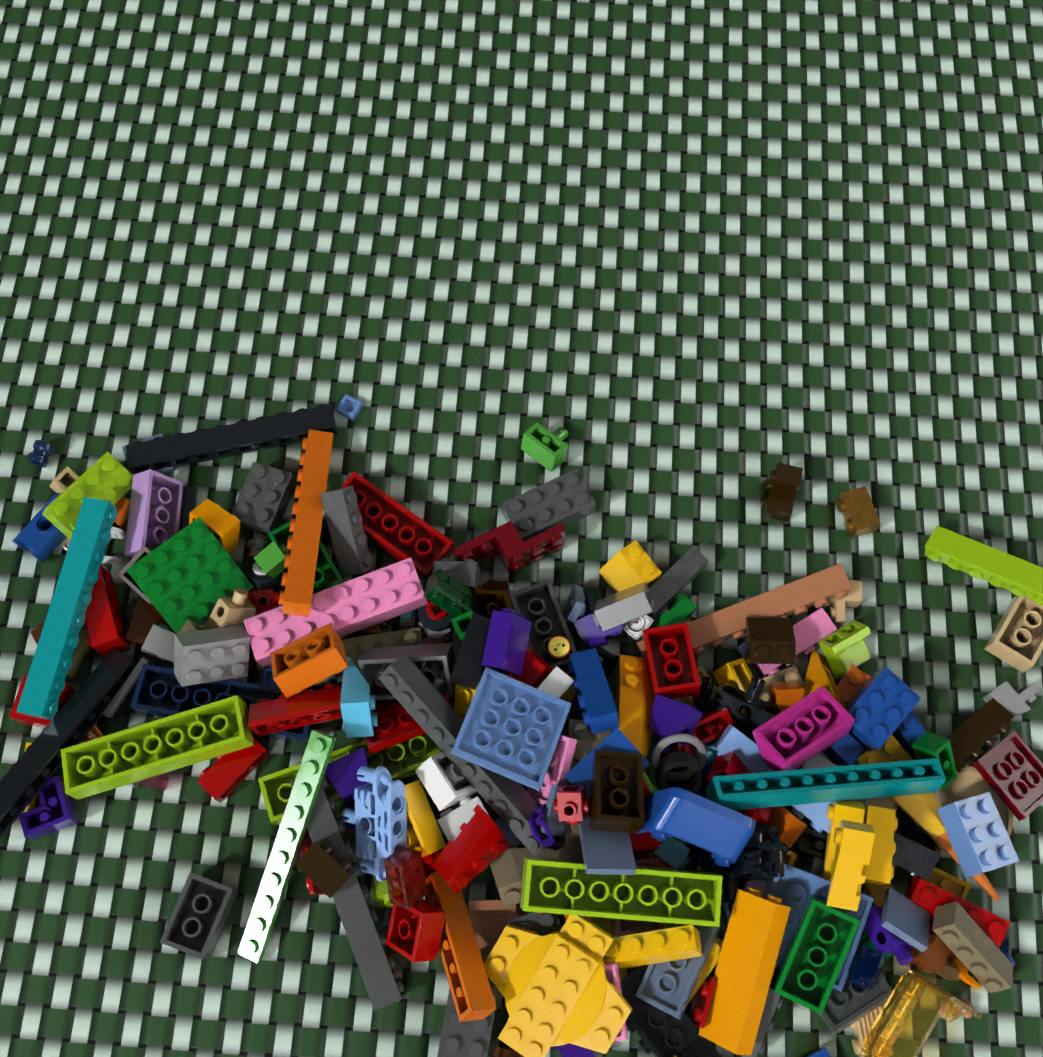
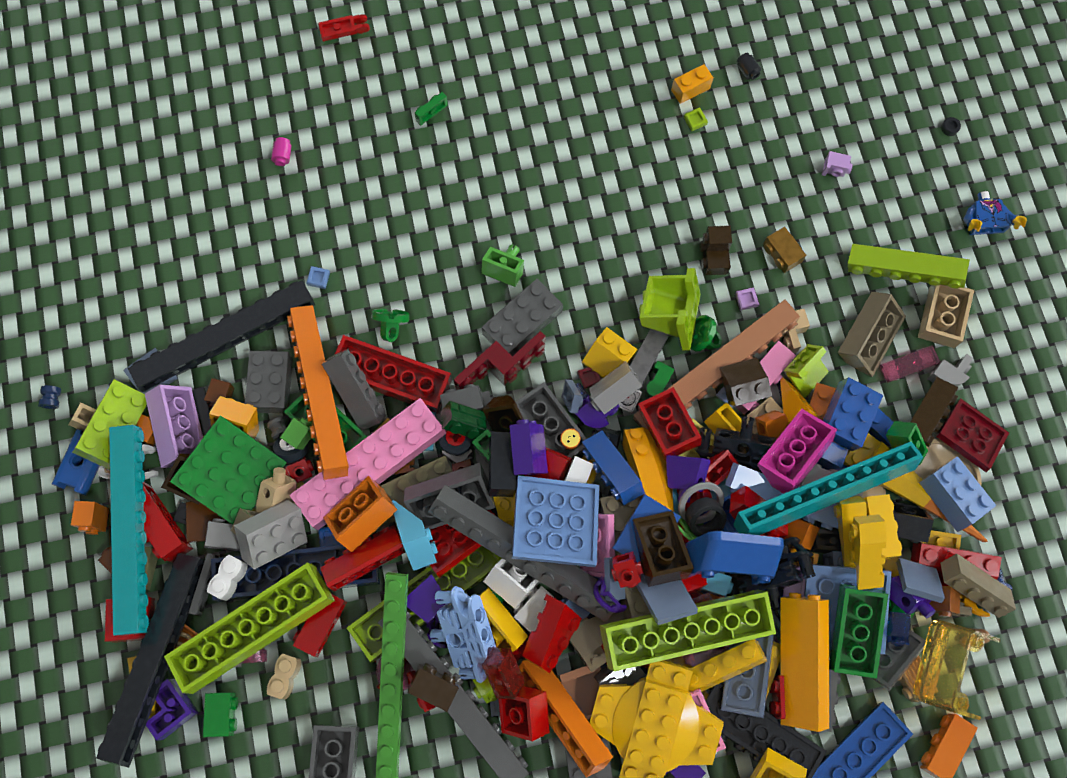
camera: 20 degrees left, 5 degrees up
(36, 585) = (89, 517): none -> orange brick
(99, 831) = (220, 714): none -> green brick
(148, 691) = (225, 582): none -> white brick
(175, 815) = (282, 681): none -> tan brick
(210, 491) = (216, 389): none -> reddish brown brick
(353, 270) = (281, 151): none -> dark pink brick
(407, 470) = (389, 321): none -> green tile
(456, 162) = (343, 27): none -> red hinge
(520, 266) = (430, 109): none -> green plate
(601, 589) = (588, 377): none -> dark red tile
(714, 537) = (672, 305): none -> lime windscreen
(737, 577) = (704, 333): none -> green tile
(801, 348) = (695, 119): none -> lime tile
(801, 554) = (747, 299): none -> lavender tile
(807, 310) = (692, 83): none -> light orange brick
(876, 307) = (749, 66): none -> black brick
(932, 629) = (872, 333): none -> dark tan slope
(944, 436) = (837, 164): none -> lavender brick
(966, 676) = (909, 364): none -> clear pink tile

